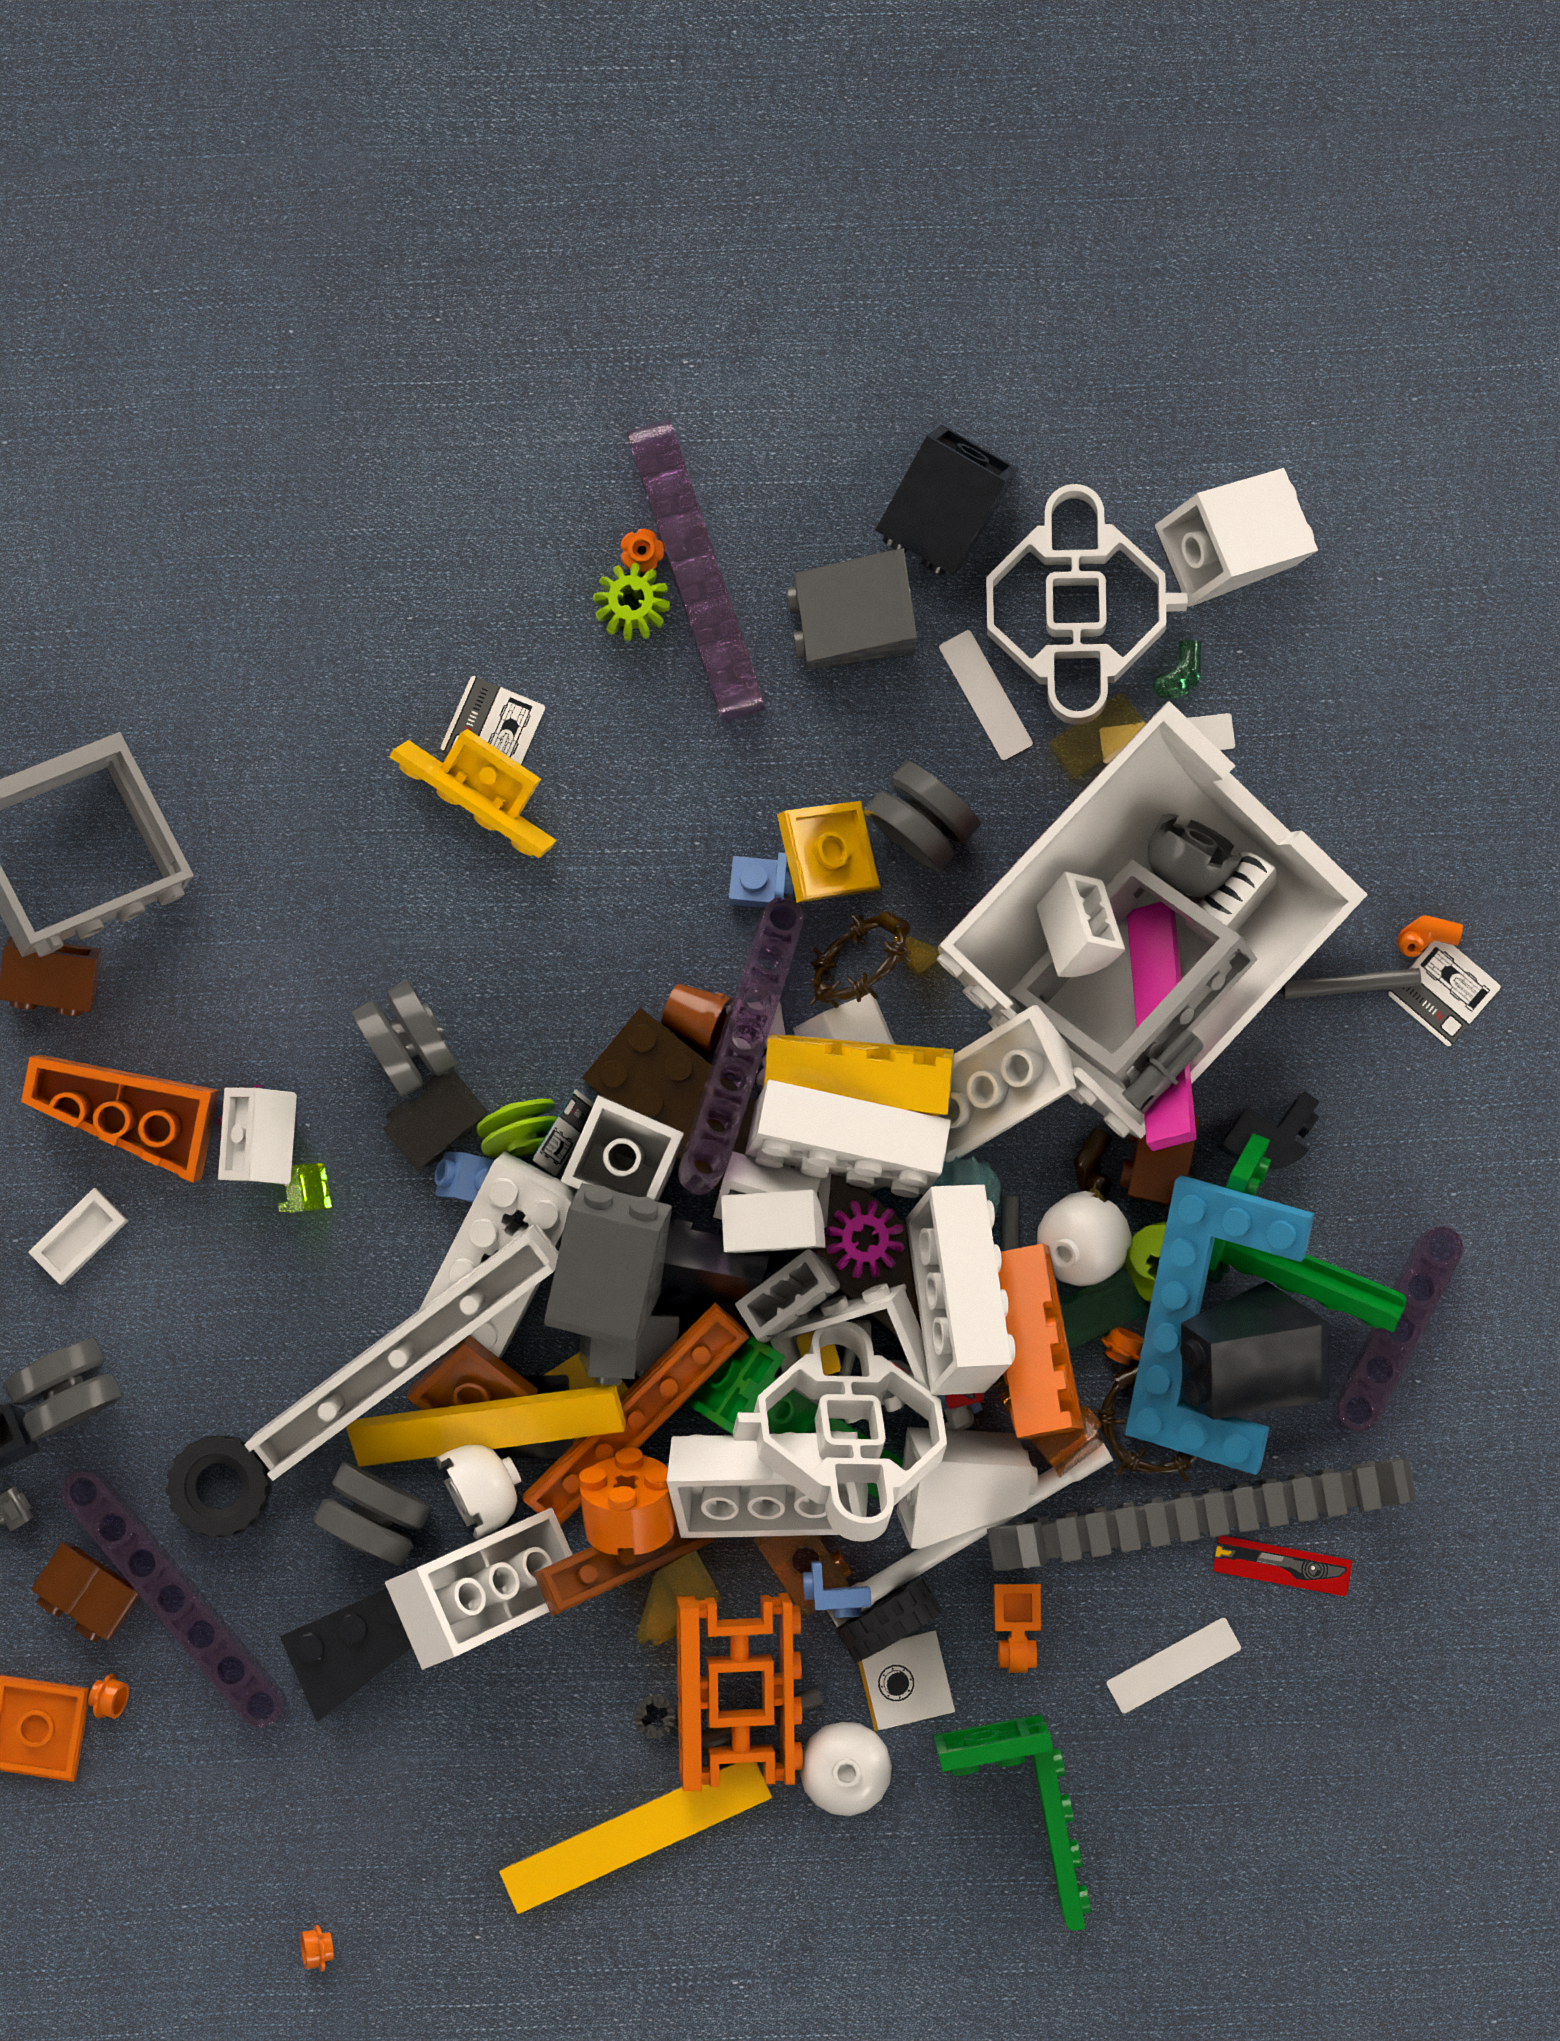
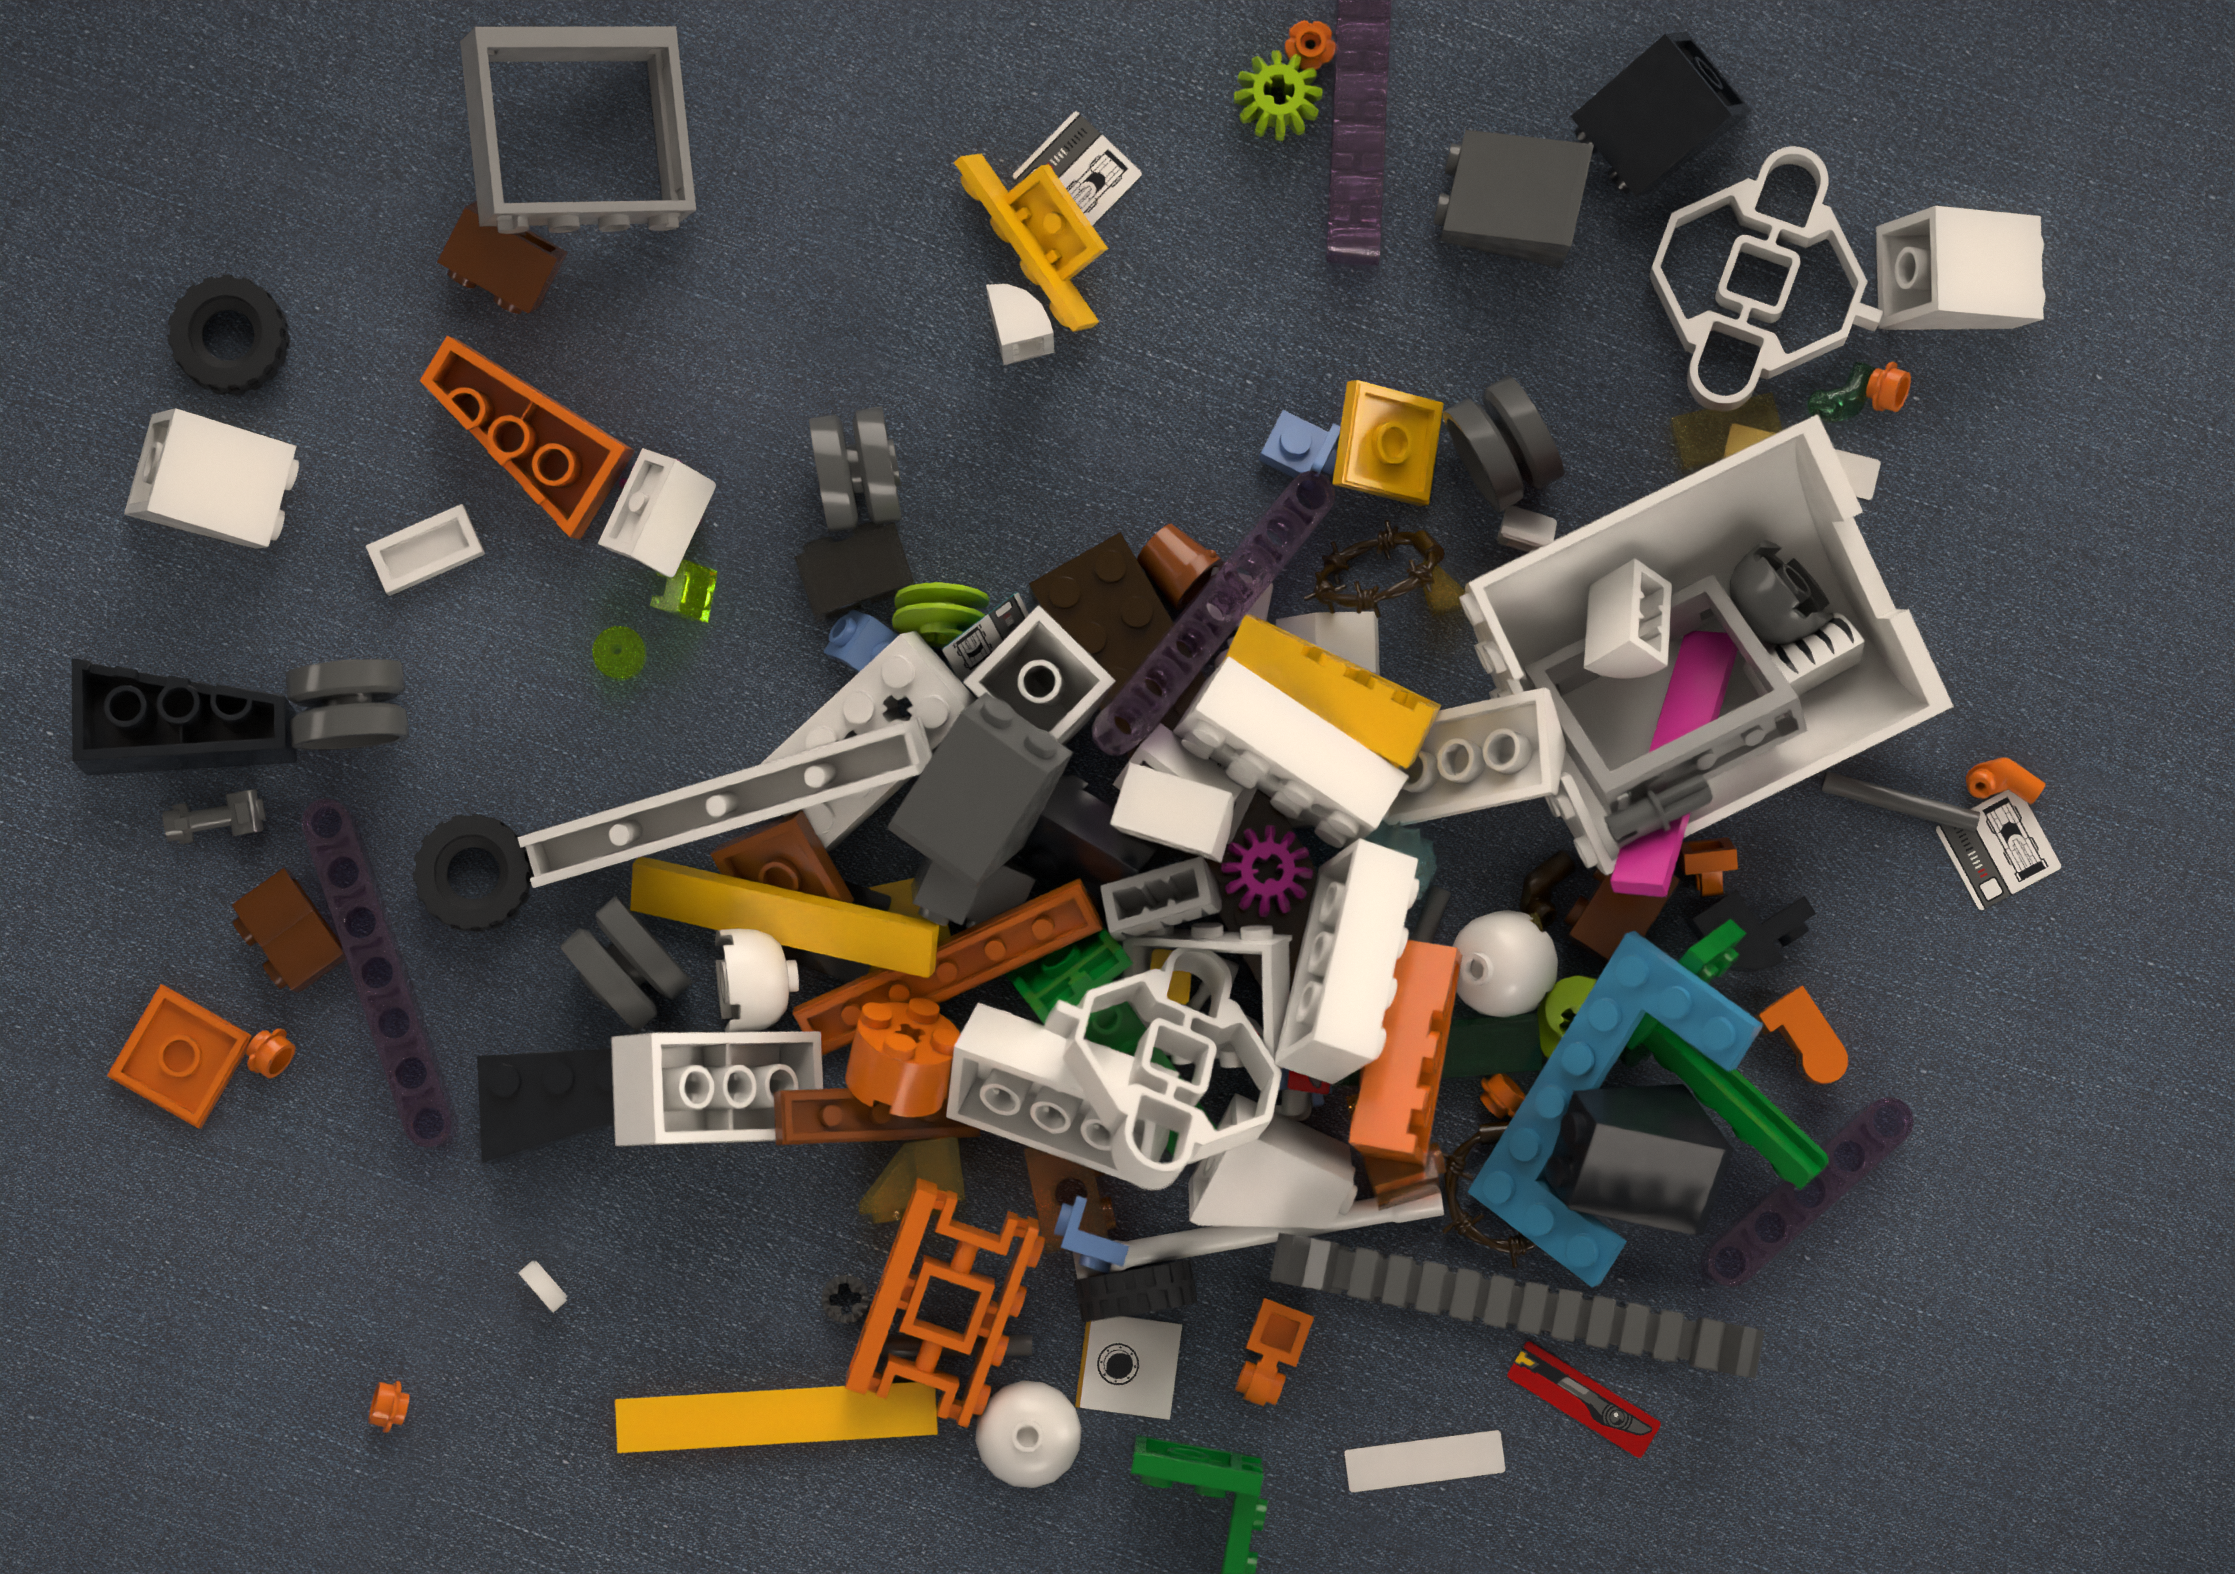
camera: 20 degrees right, 0 degrees up
(280, 1262) = (621, 665): none -> clear neon green tile
(405, 1801) = (543, 1285): none -> white tile
(492, 868) = (1019, 323): none -> white brick
(968, 878) = (1526, 529): none -> white slope
(985, 695) = (1622, 341): white sticker -> none
(1214, 652) = (1888, 387): none -> orange plate
(1216, 1092) = (1708, 861): none -> orange tile
(1363, 1210) = (1818, 1049): none -> orange leg

